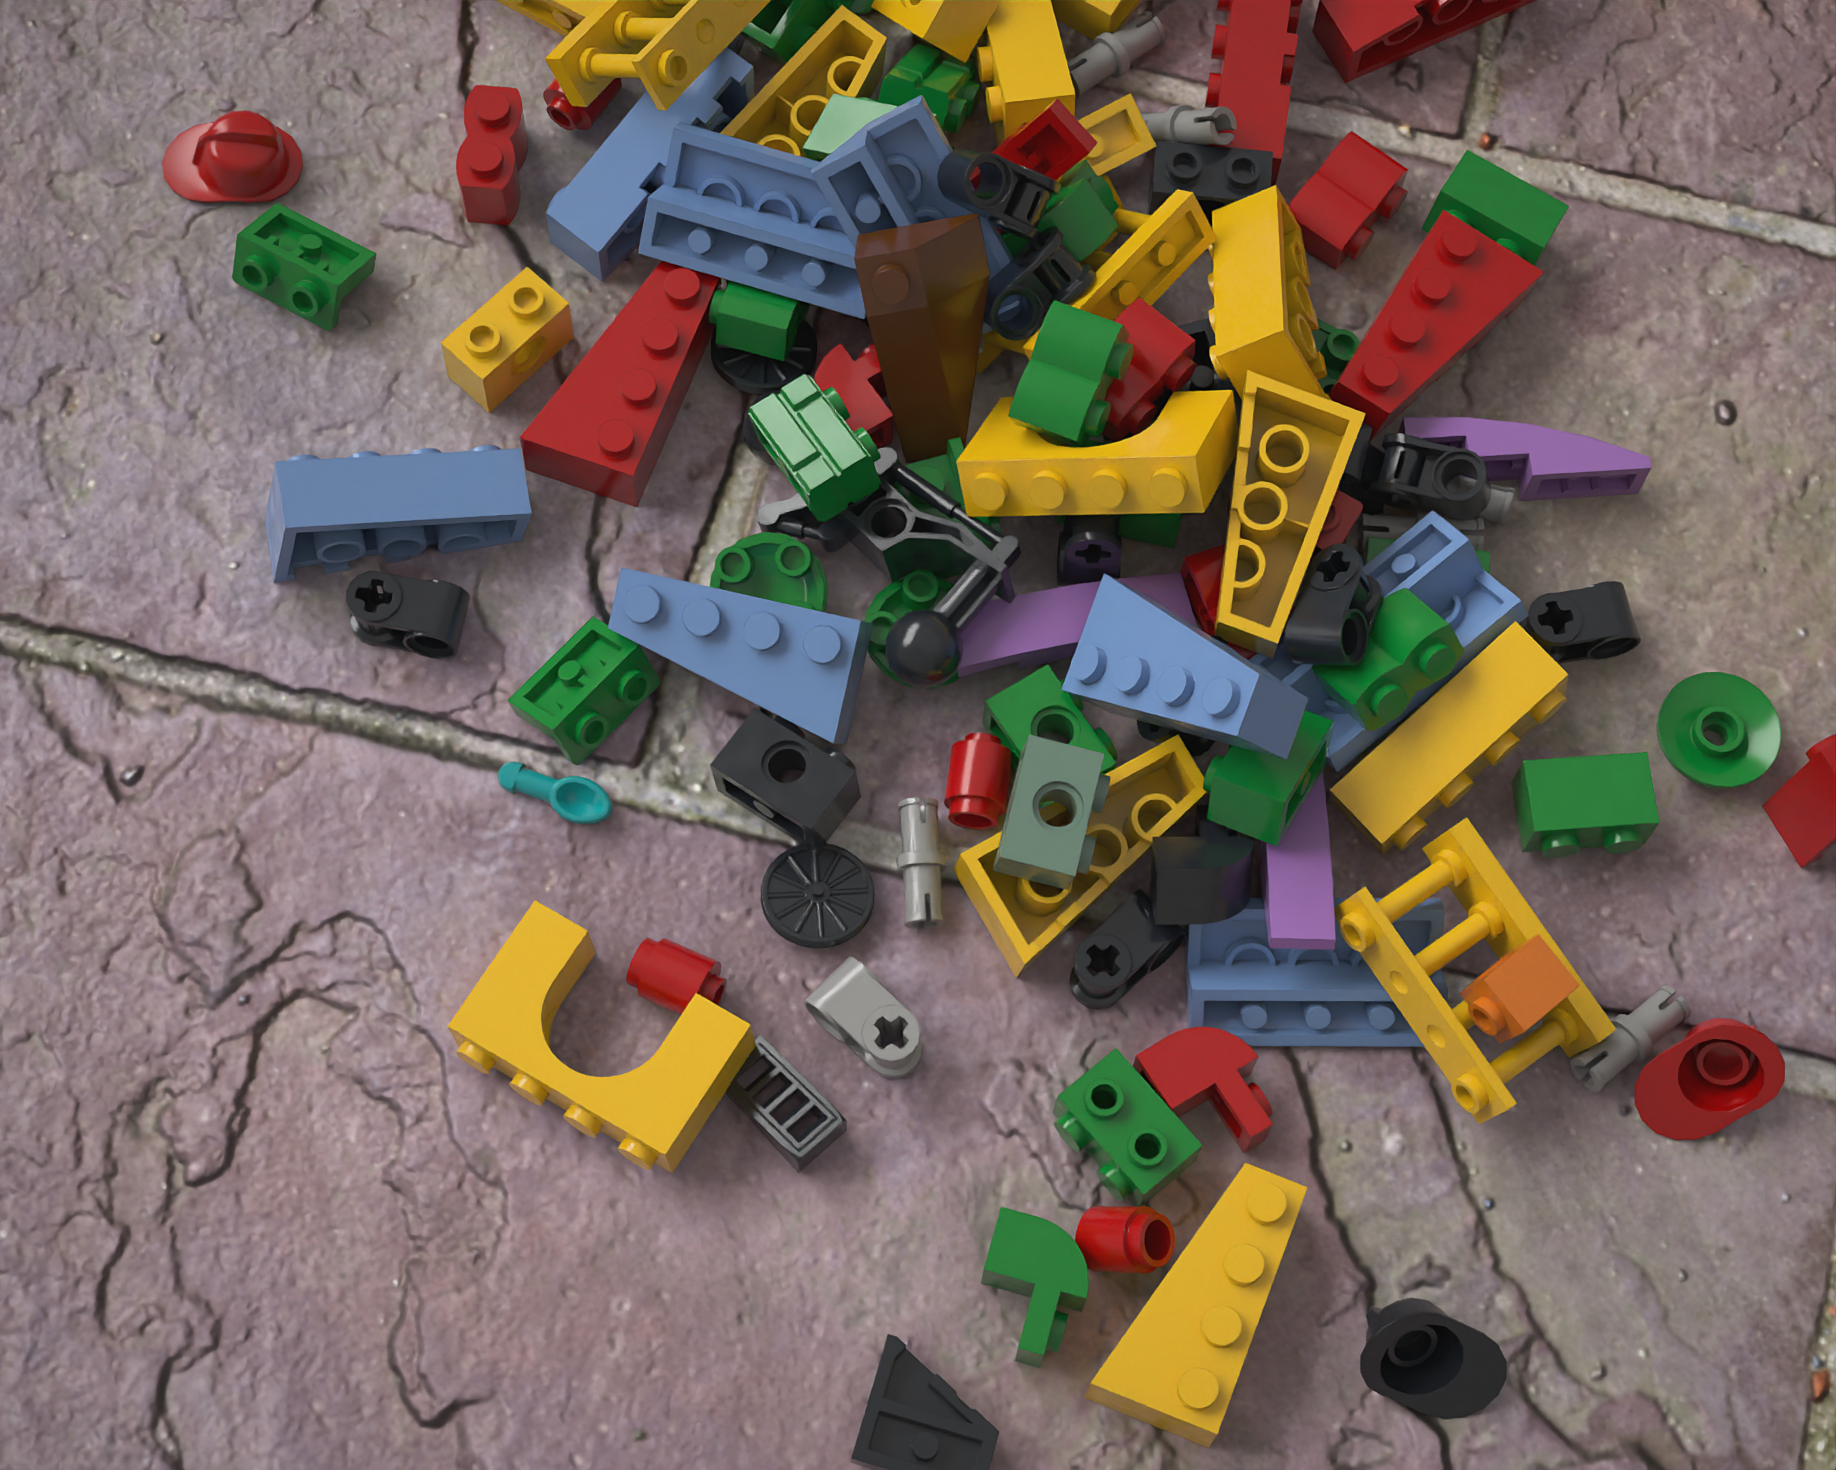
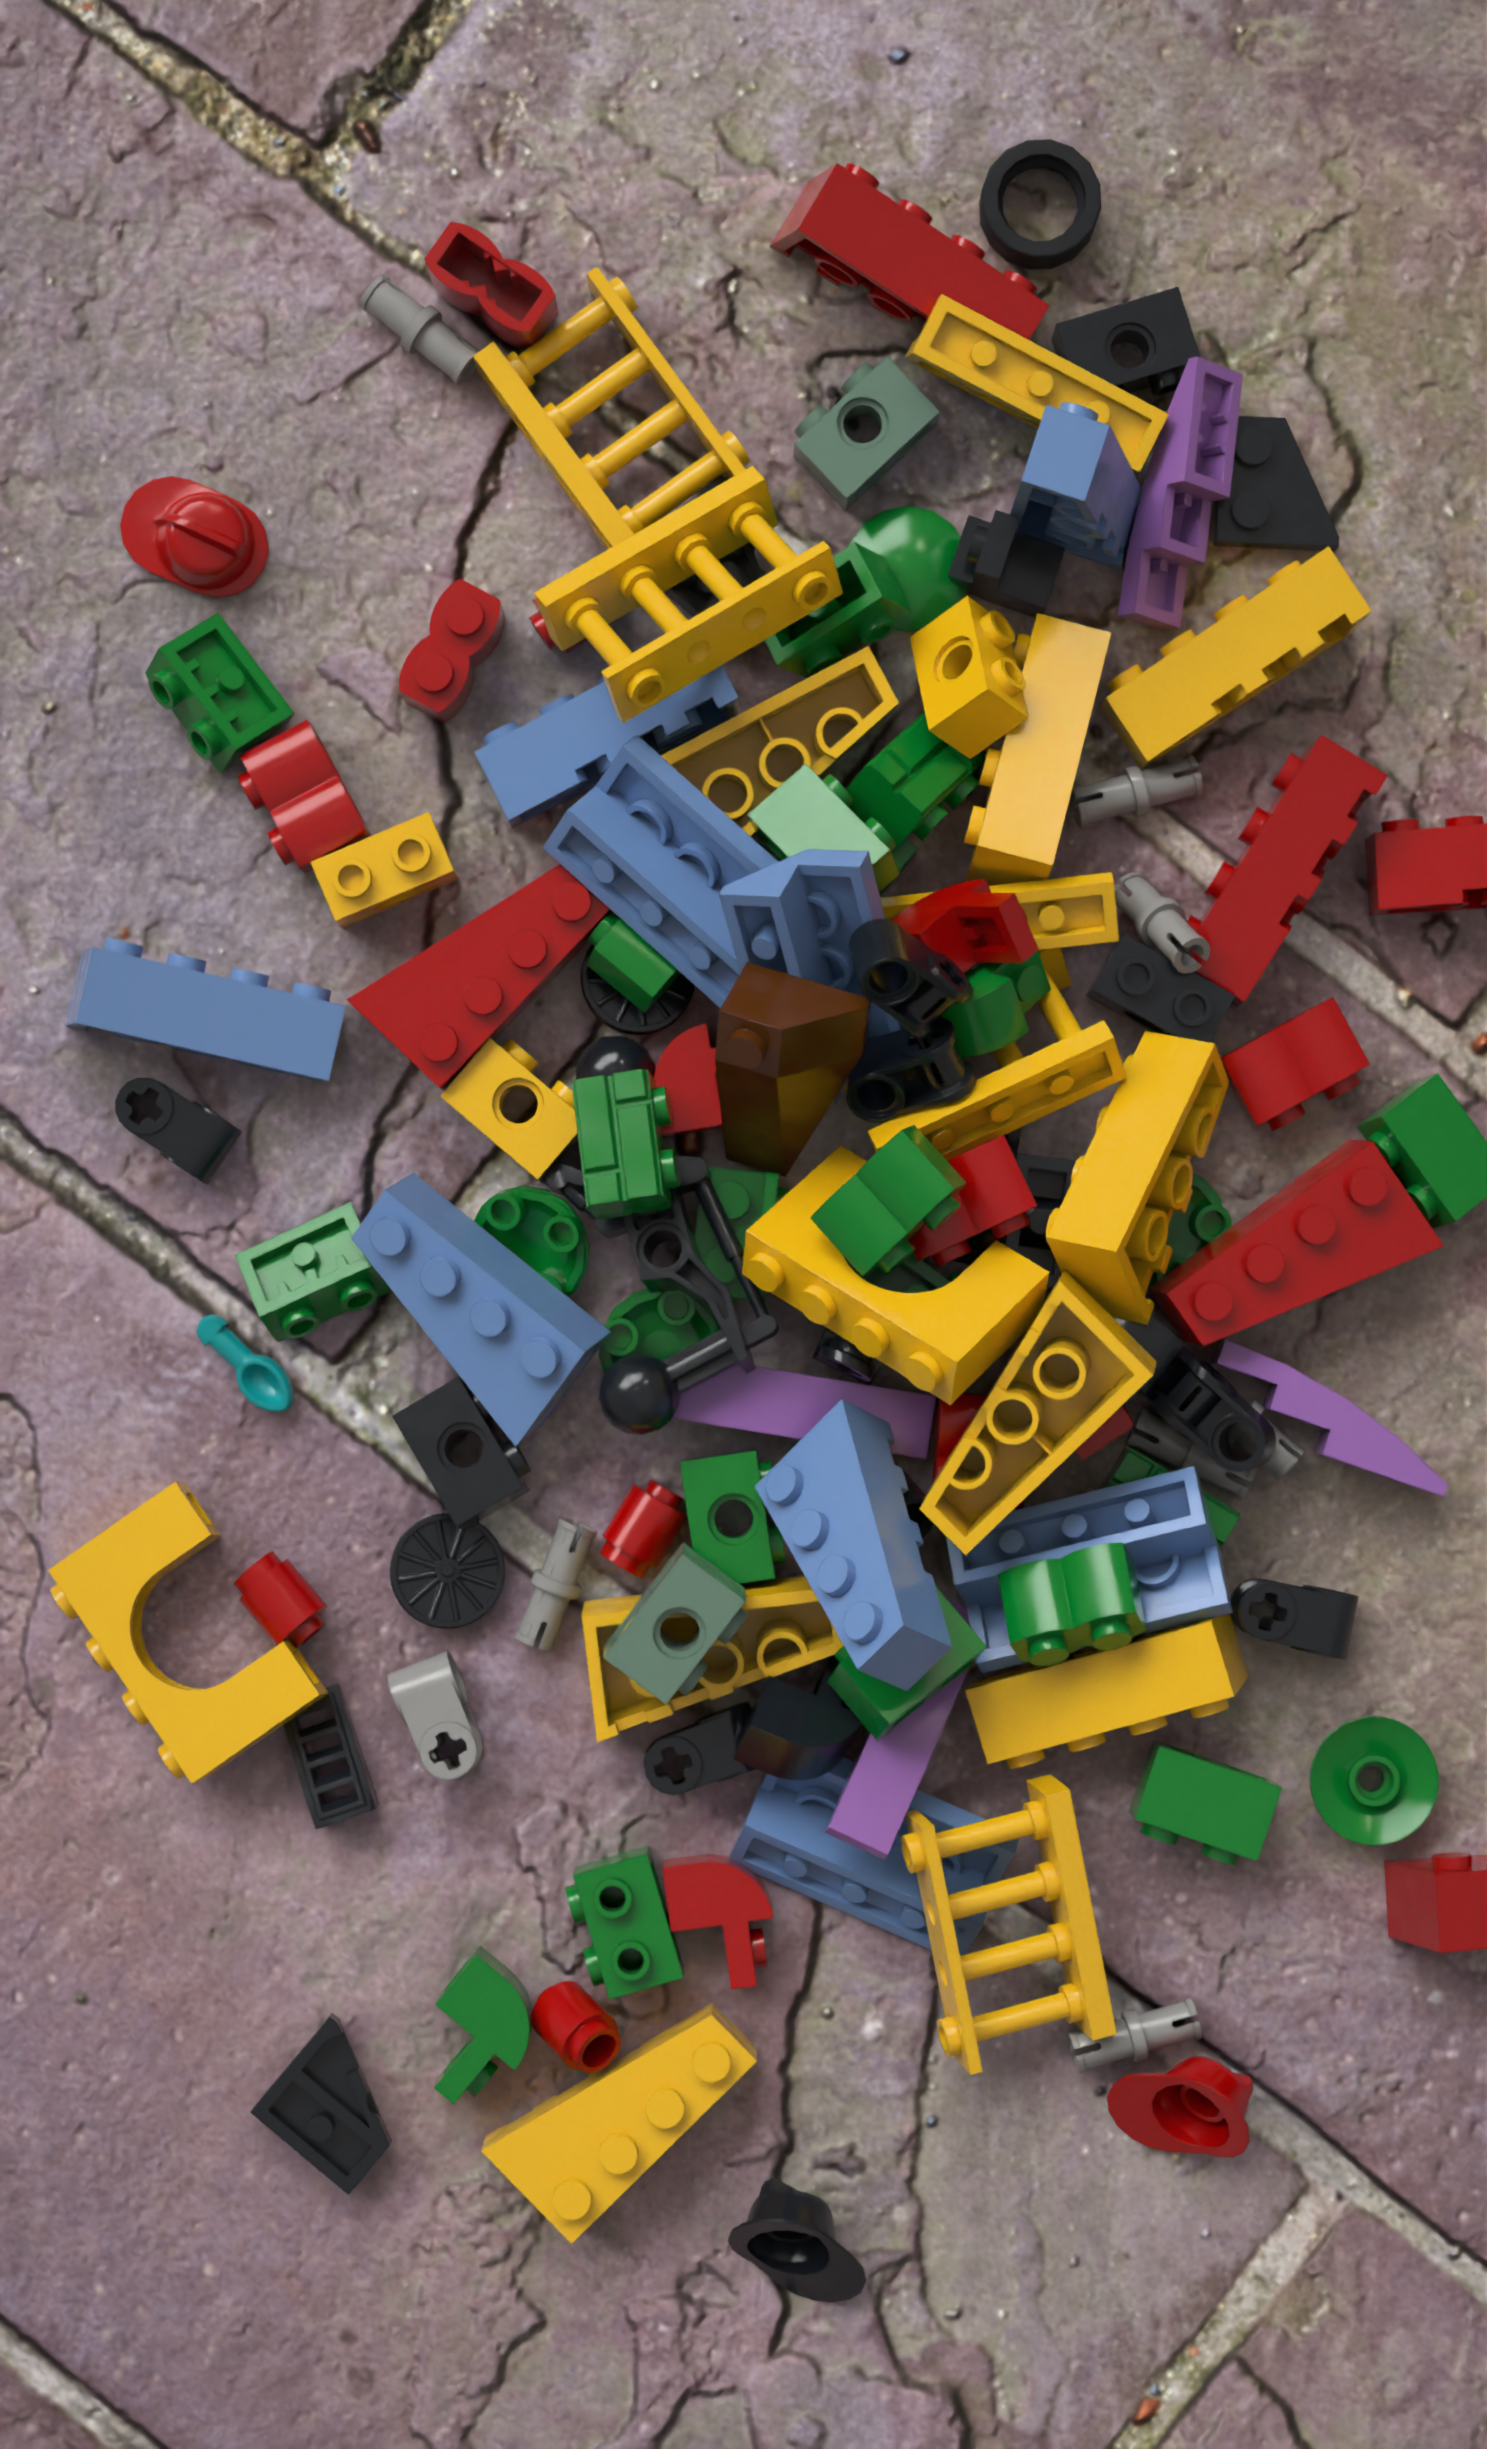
camera: 25 degrees right, 20 degrees up
(406, 310) = (303, 796): none -> red brick
(725, 509) = (479, 1098): none -> yellow brick
(1333, 610) = (1035, 1548): black piece -> none
(1518, 990) = (1031, 1975): orange brick -> none

